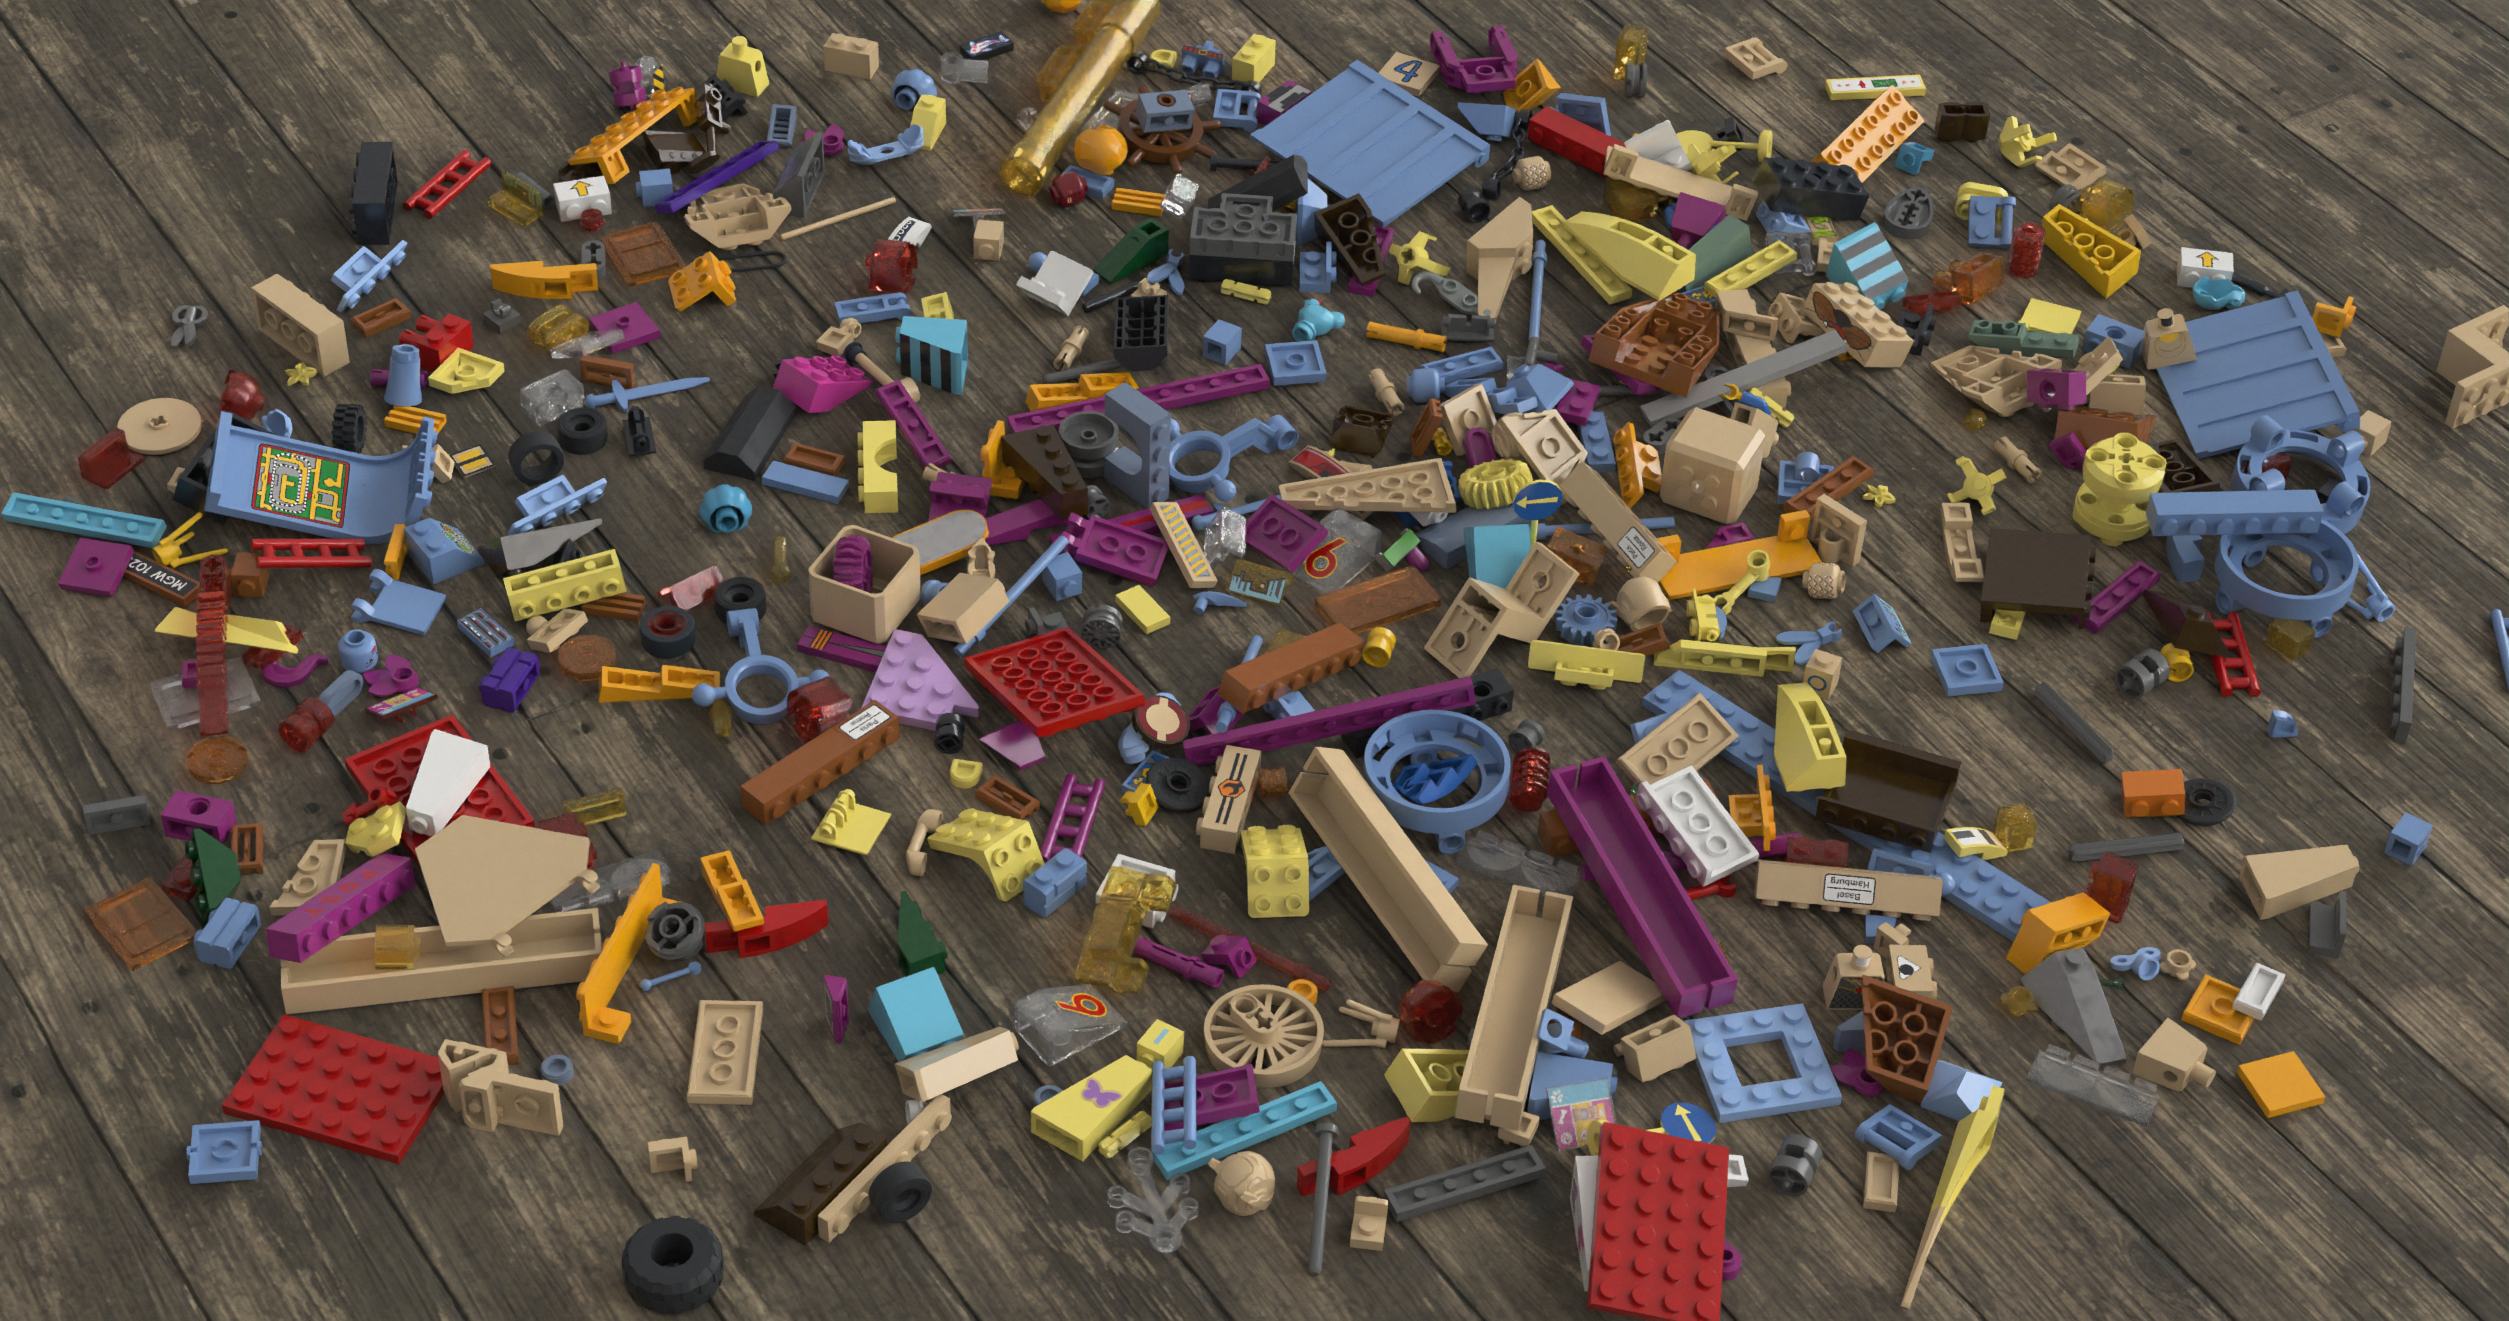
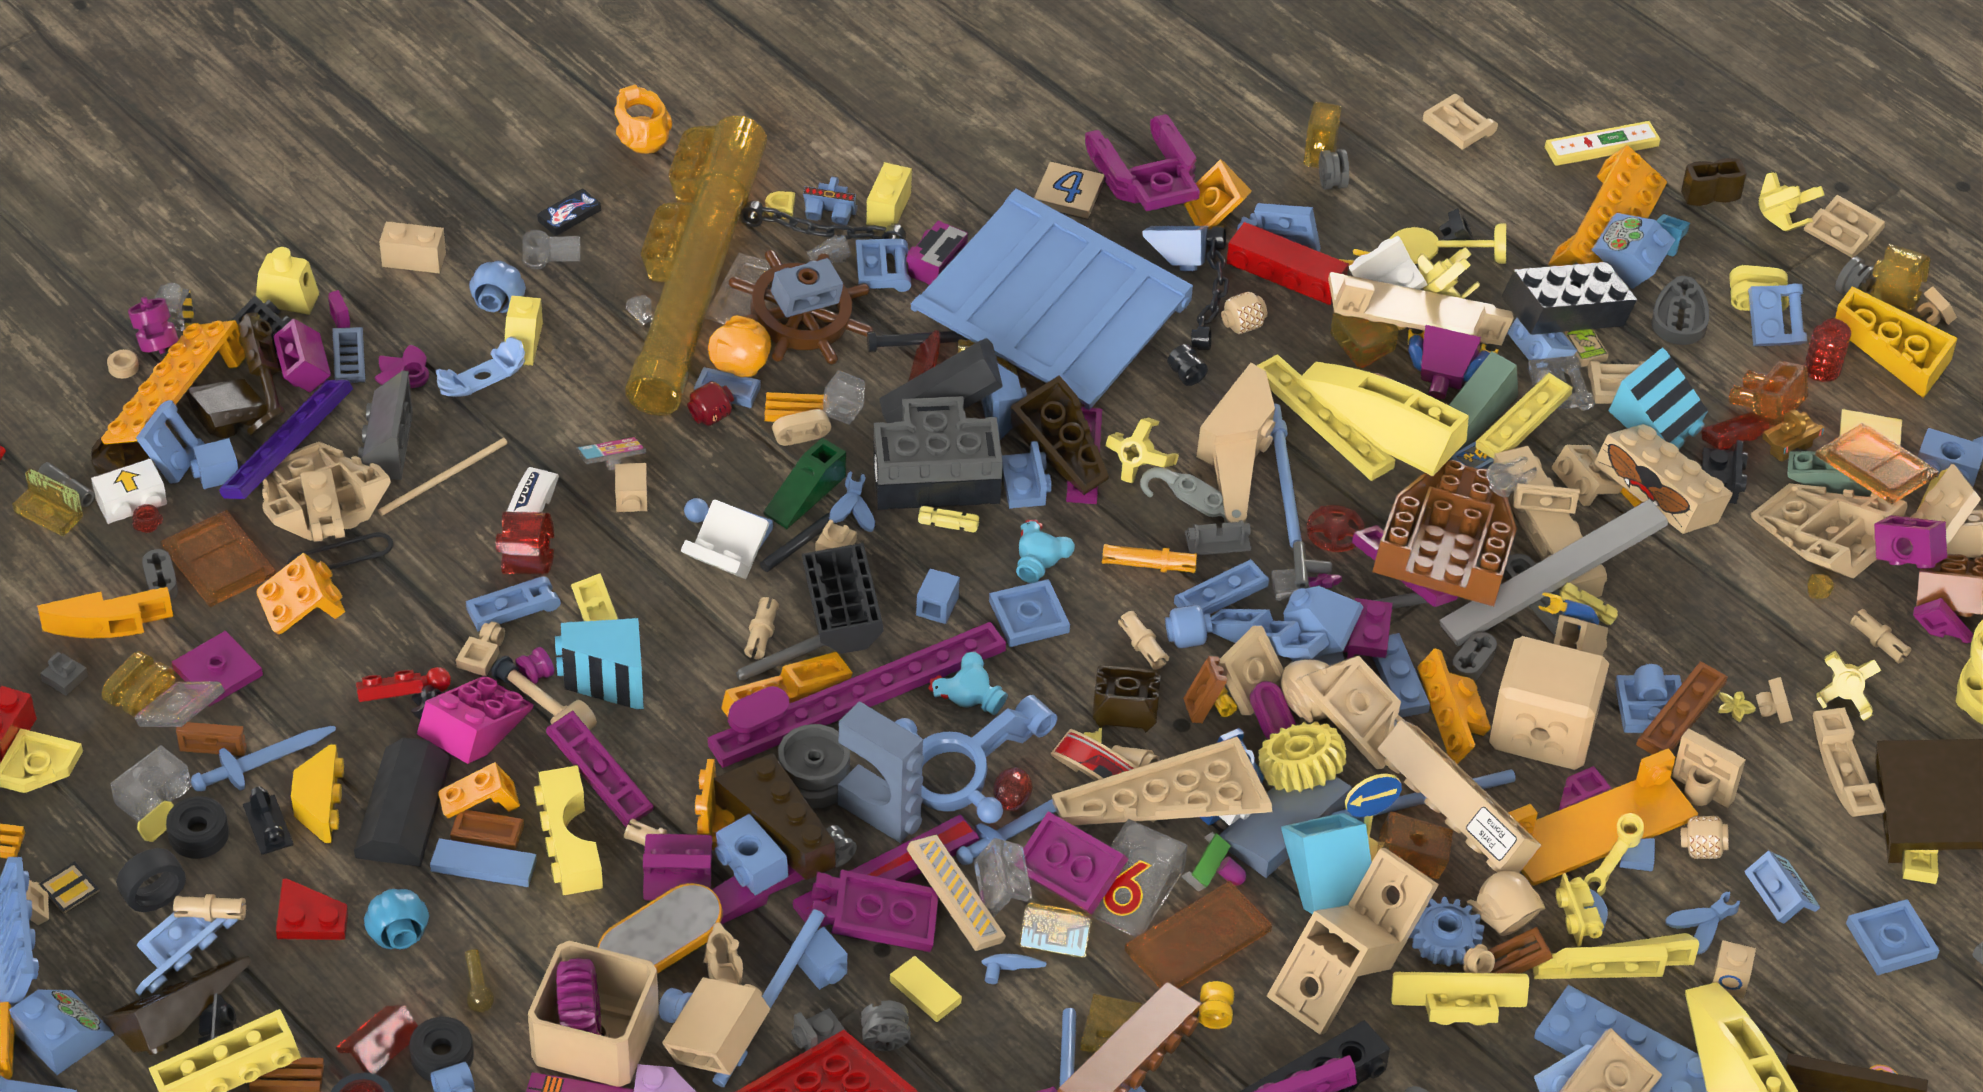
camera: 10 degrees left, 5 degrees up
(549, 422) = (154, 822): none -> light yellow piece
(577, 479) = (209, 907): none -> tan pin
(598, 114) = (123, 364): none -> tan tile
(615, 167) = (163, 446): none -> medium blue plate
(657, 500) = (309, 914): none -> red wing
(683, 416) = (317, 791): none -> yellow slope
(733, 221) = (322, 504): none -> tan plate
(742, 120) = (301, 355): none -> magenta brick
(770, 352) = (403, 683): none -> red plate
(780, 91) = (338, 310): none -> magenta tile
(817, 424) = (478, 787): none -> light orange bracket
(880, 352) = (535, 665): none -> magenta wheel
(1020, 495) = (751, 855): none -> medium blue brick
(1052, 400) = (758, 709): none -> magenta tile
(1139, 213) = (801, 427): none -> tan beam
(1231, 406) = (970, 686): none -> medium azure animal
(1249, 480) = (1013, 788): none -> clear red animal
(1568, 333) = (1334, 527): none -> clear red wheel
(1716, 303) = (1505, 475): none -> clear piece
(1877, 159) = (1633, 247): none -> medium blue slope
(1914, 494) = (1774, 702): none -> tan tile
(1981, 305) = (1793, 433): none -> pearl gold hips
(2044, 331) = (1877, 463): none -> clear orange piece

